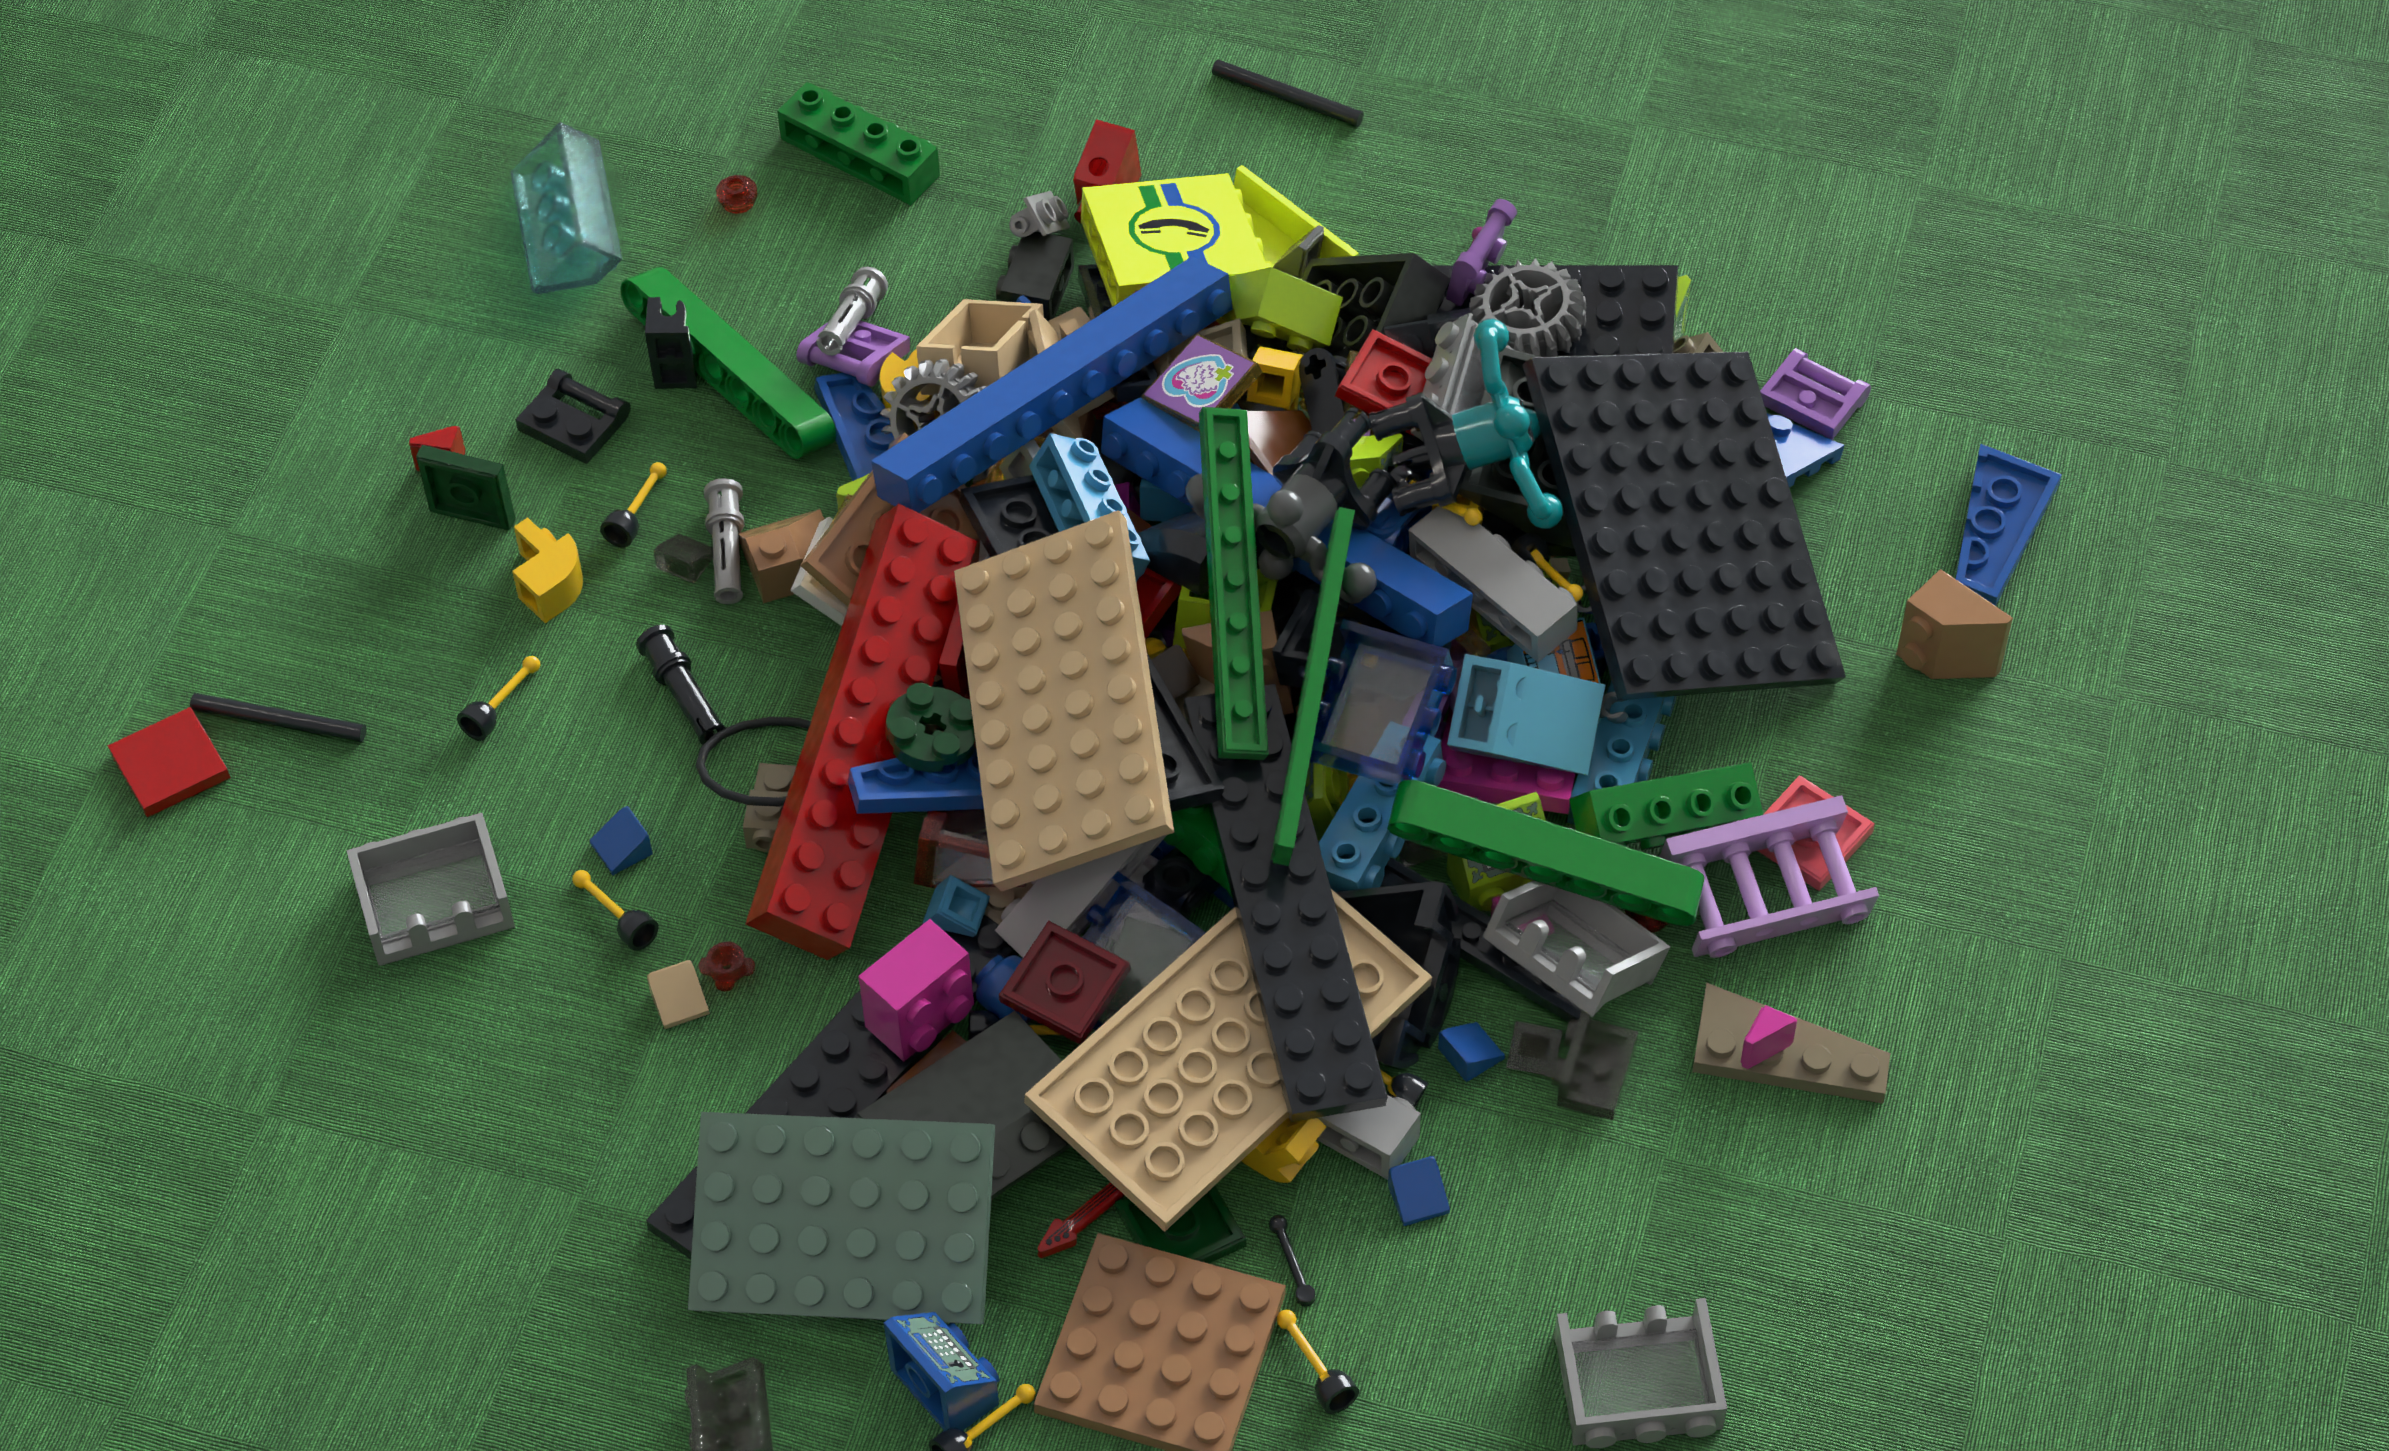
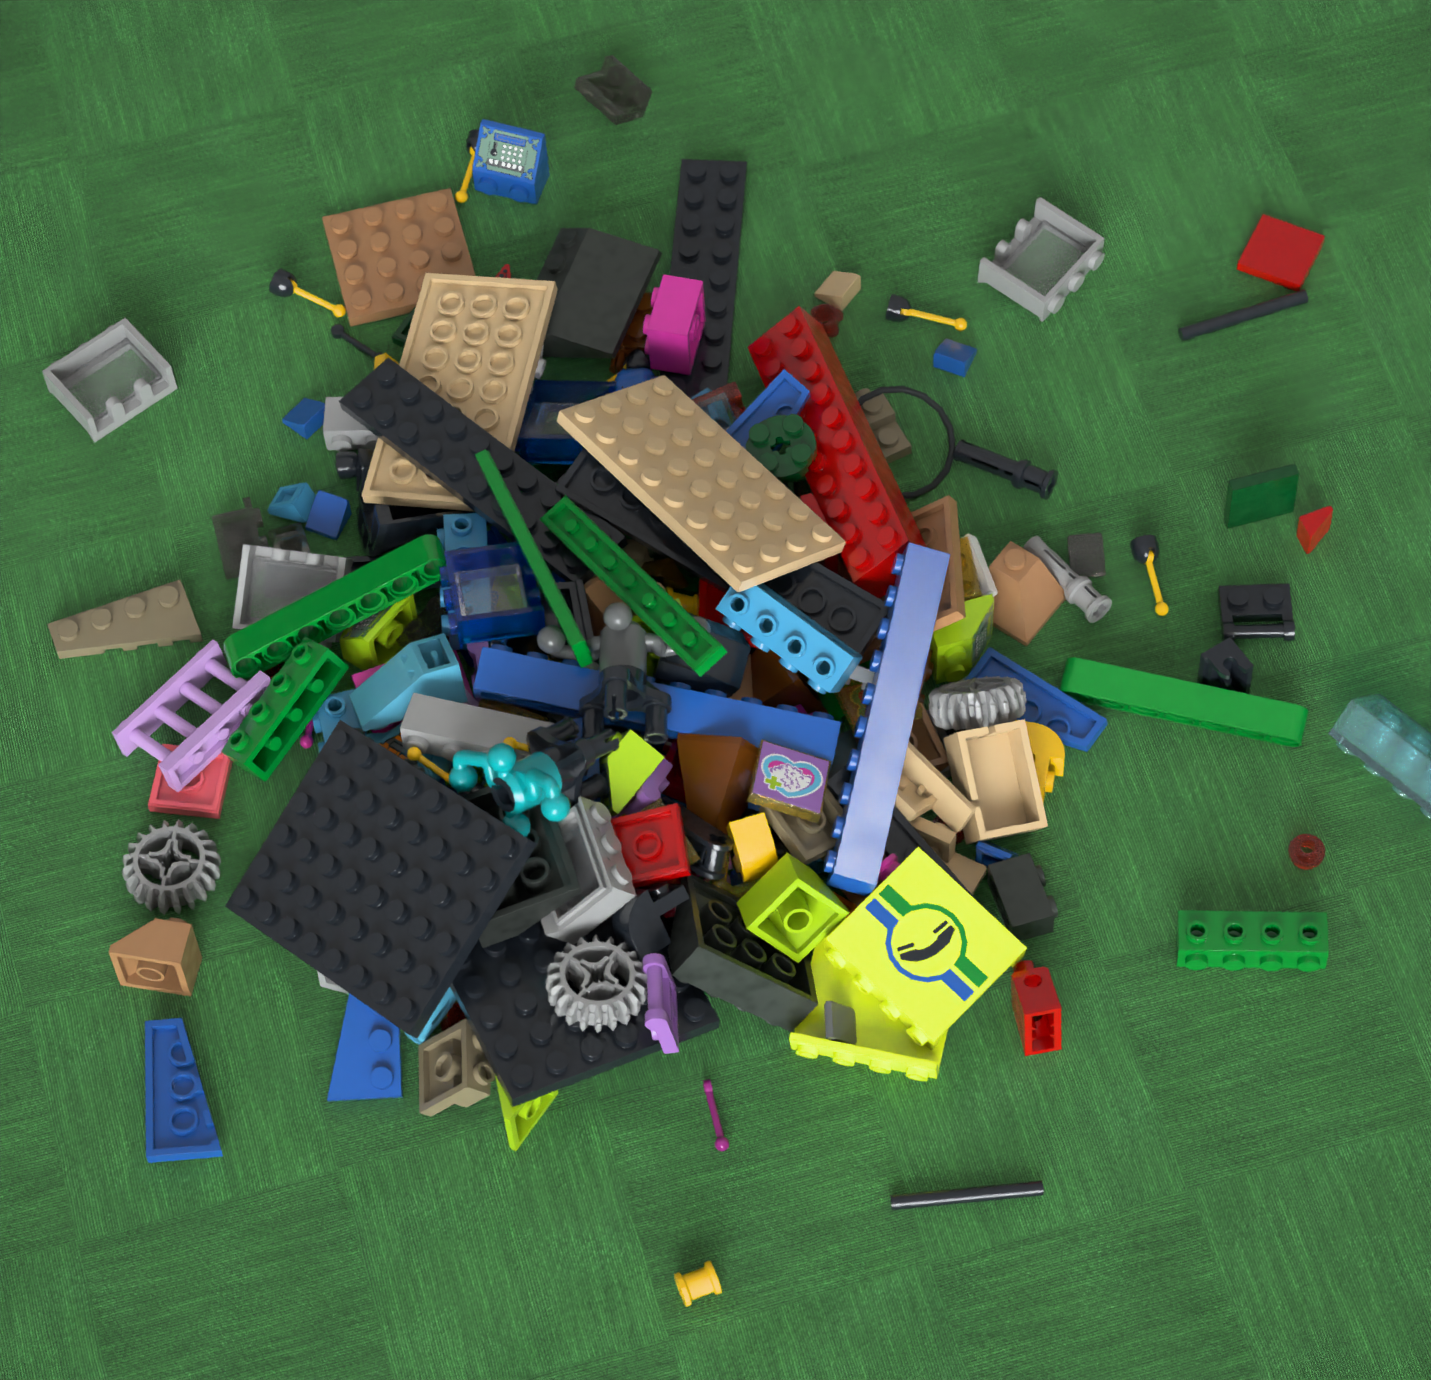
camera: 150 degrees right, 5 degrees up
(479, 717) = (1114, 377): black hinge -> none
(552, 572) = (1158, 494): yellow brick -> none
(841, 1217) = (622, 193): sand green plate -> none
(856, 303) = (1110, 735): light grey pin -> none
(866, 343) = (1101, 771): medium lavender plate -> none
(1043, 214) = (1049, 940): light grey hinge -> none
(1064, 982) = (588, 375): dark red plate -> none
(1503, 1089) = (293, 502): none -> dark azure slope
(1595, 142) = (697, 1283): none -> yellow bush
(1767, 1036) = (133, 596): dark pink slope -> none
(1803, 394) = (374, 1123): medium lavender plate -> none
(1880, 725) = (162, 852): none -> light grey gear

